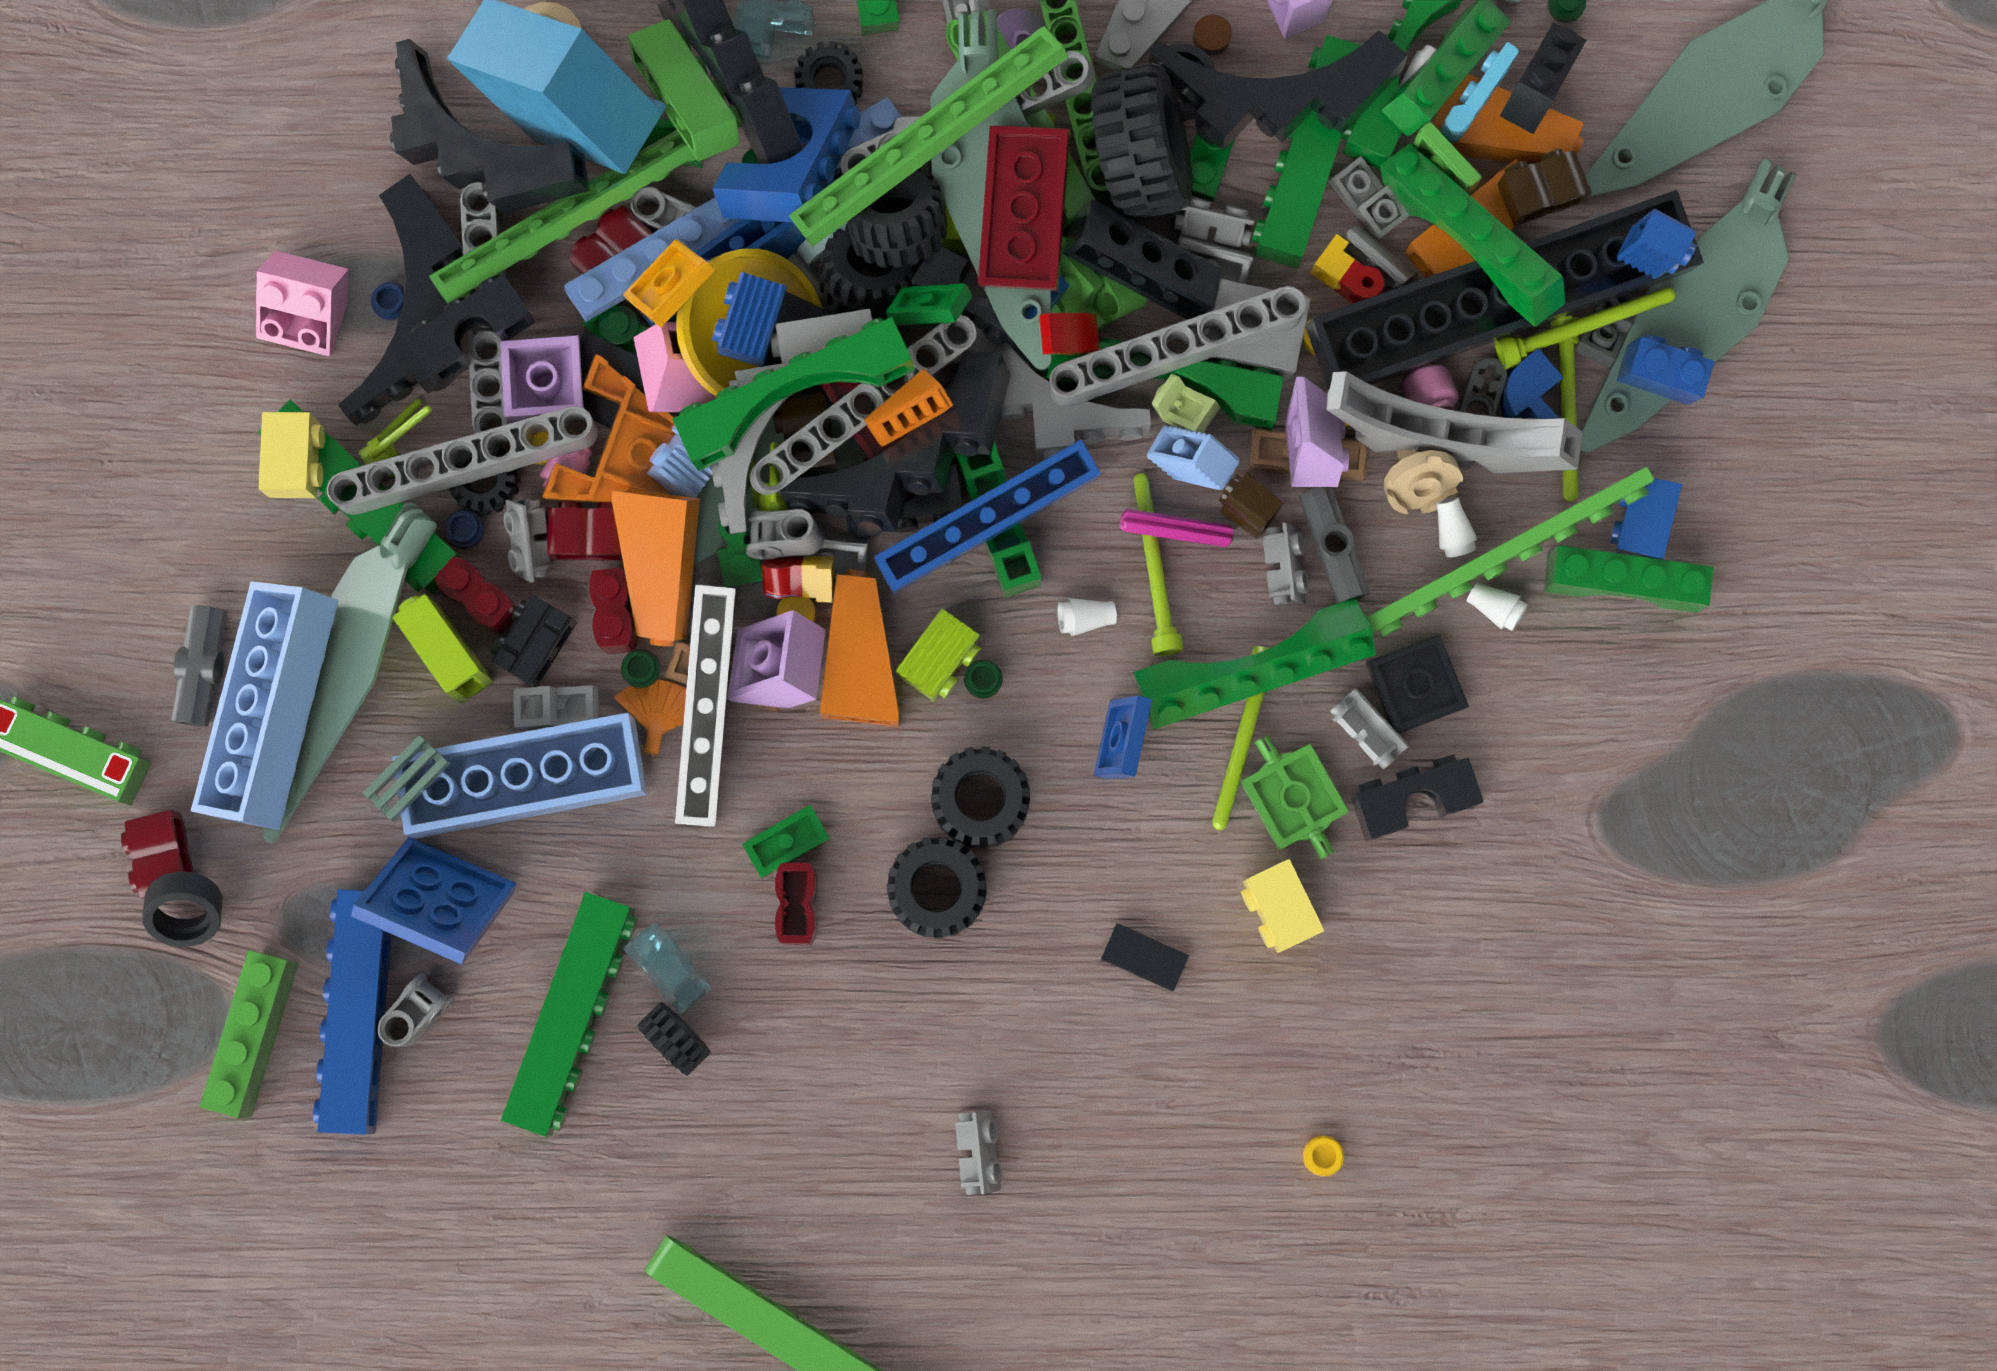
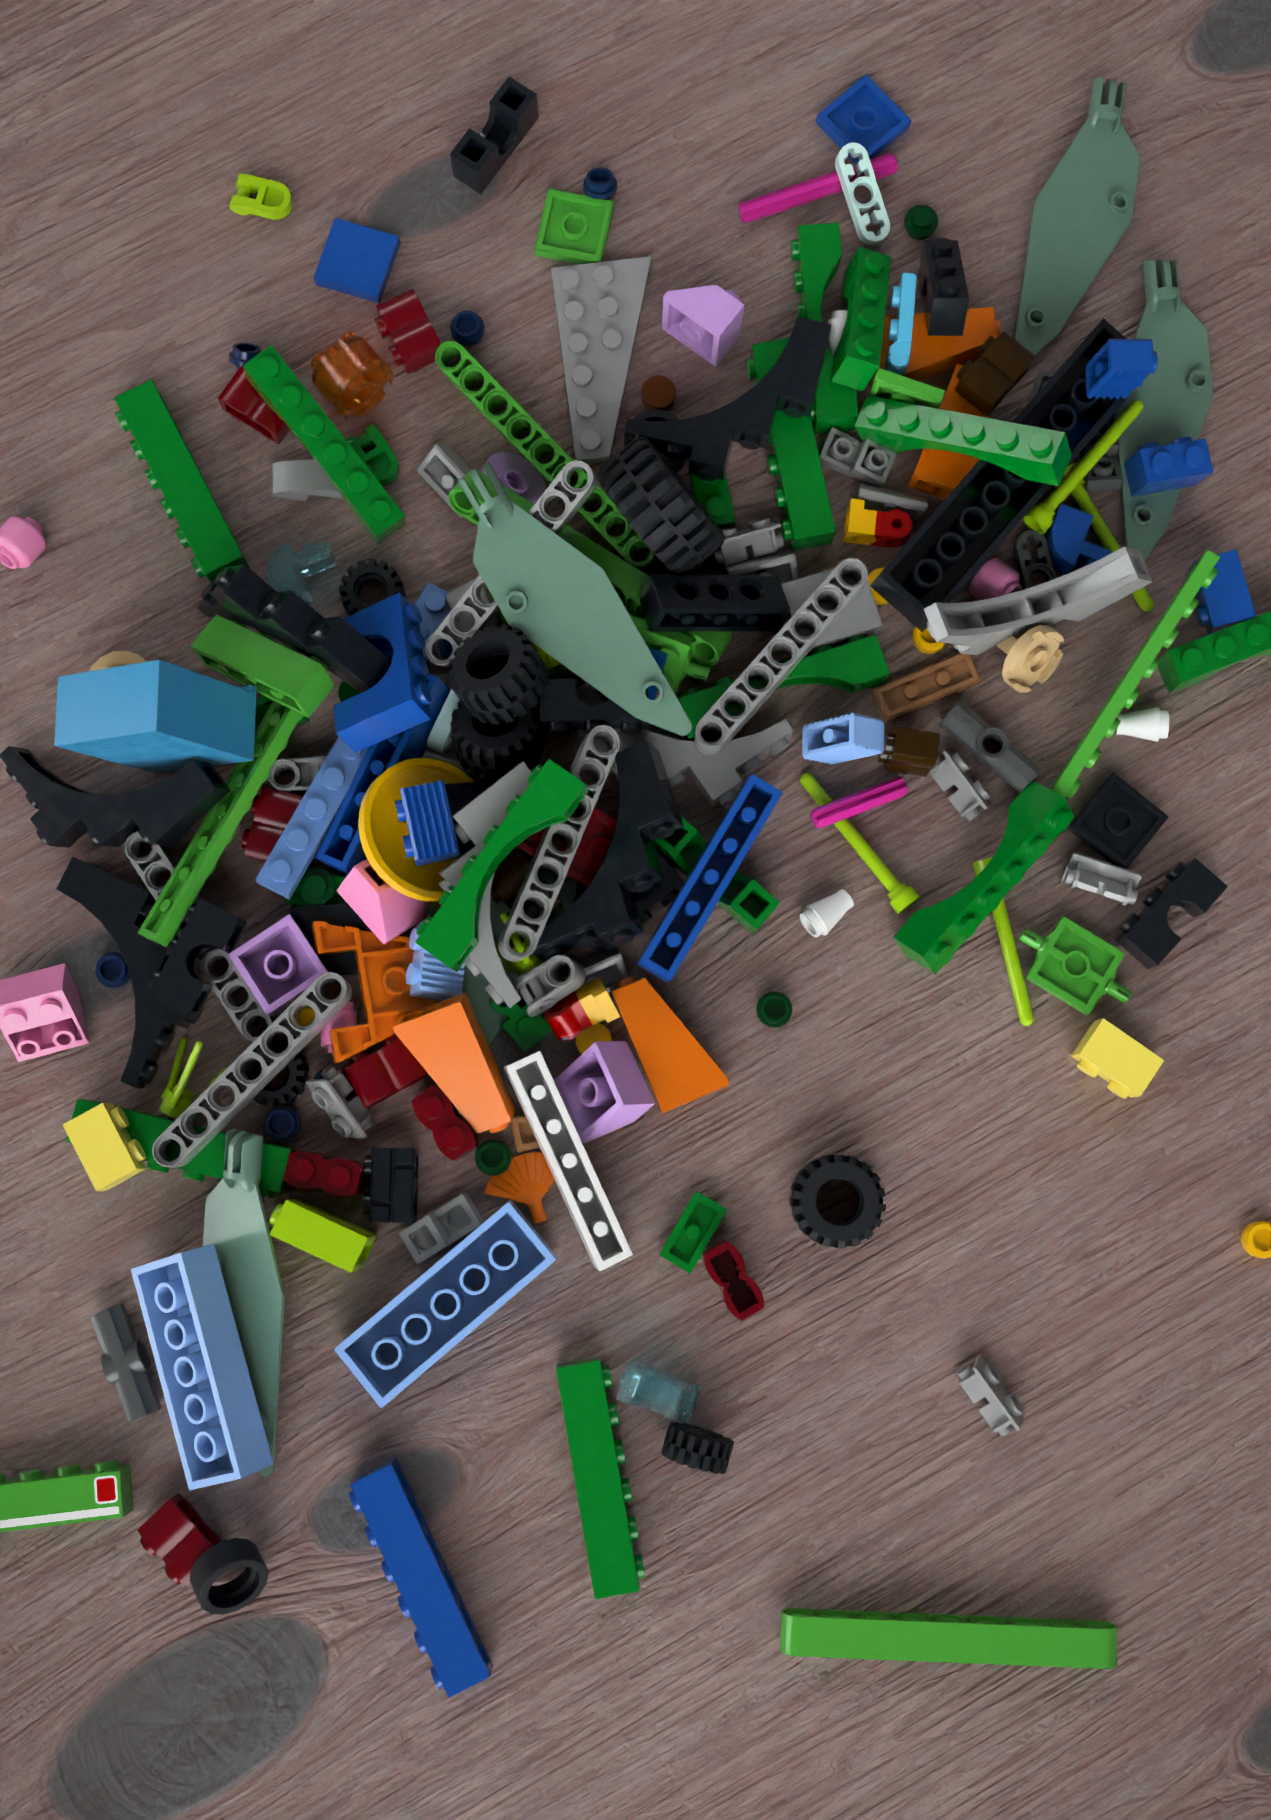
camera: 30 degrees left, 0 degrees up
(249, 1034) = (343, 1648): bright green brick -> none
(393, 769) = (348, 1393): sand green tile -> none
(415, 1010) = (469, 1542): light grey piece -> none
(434, 900) = (436, 1449): blue plate -> none
(668, 282) = (343, 830): light orange tile -> none
(918, 402) = (599, 825): orange slope -> none
(928, 136) = (492, 594): bright green plate -> none
(929, 304) = (567, 731): green plate -> none
(939, 656) = (730, 1011): lime brick -> none
(986, 763) = (861, 1107): black tyre -> none
(1024, 208) = (602, 610): dark red plate -> none
(1069, 333) = (691, 693): red slope -> none
(1122, 737) = (917, 995): blue tile -> none
(1144, 957) = (1030, 1161): black tile -> none
(1184, 406) = (809, 701): yellowish green bracket -> none
(1314, 438) = (929, 670): lavender slope -> none
(1455, 530) = (1076, 682): white cone -> none

